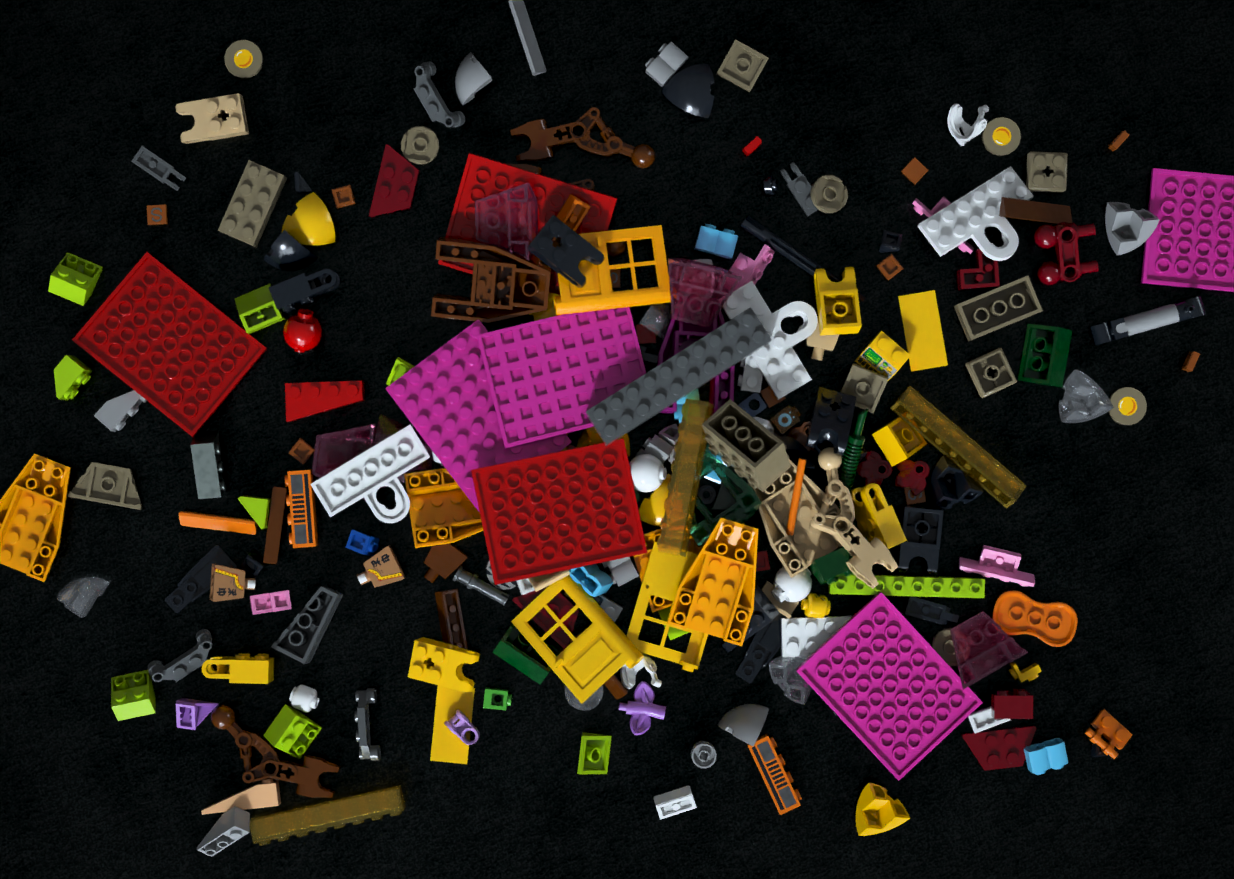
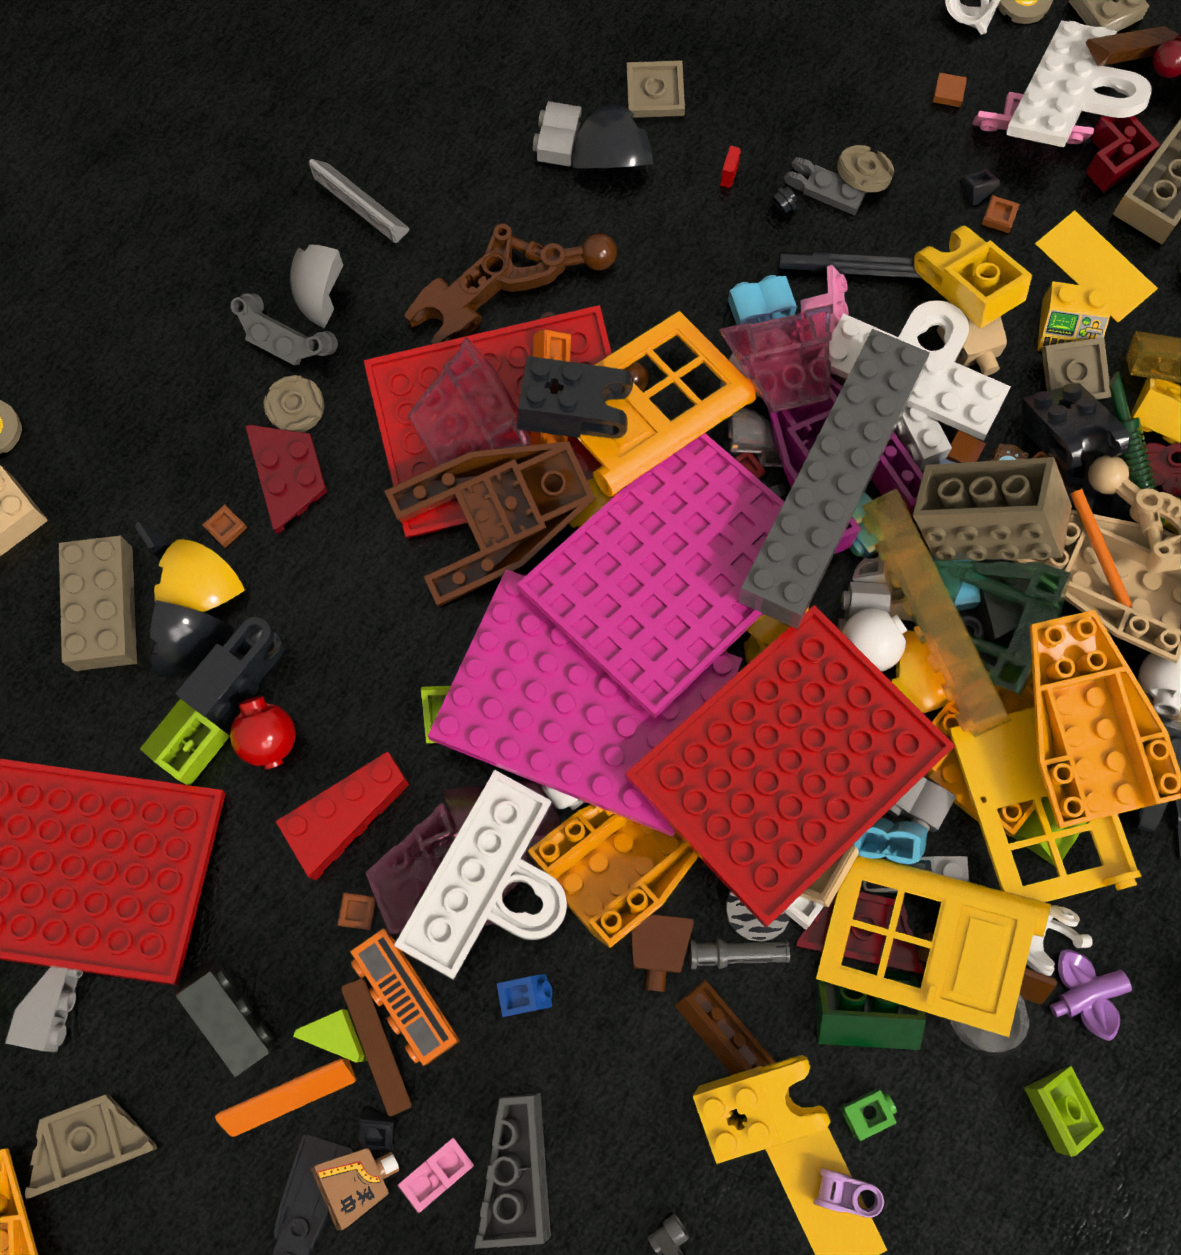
camera: 30 degrees left, 15 degrees down
(382, 569) = (576, 1017): medium nougat torso -> none

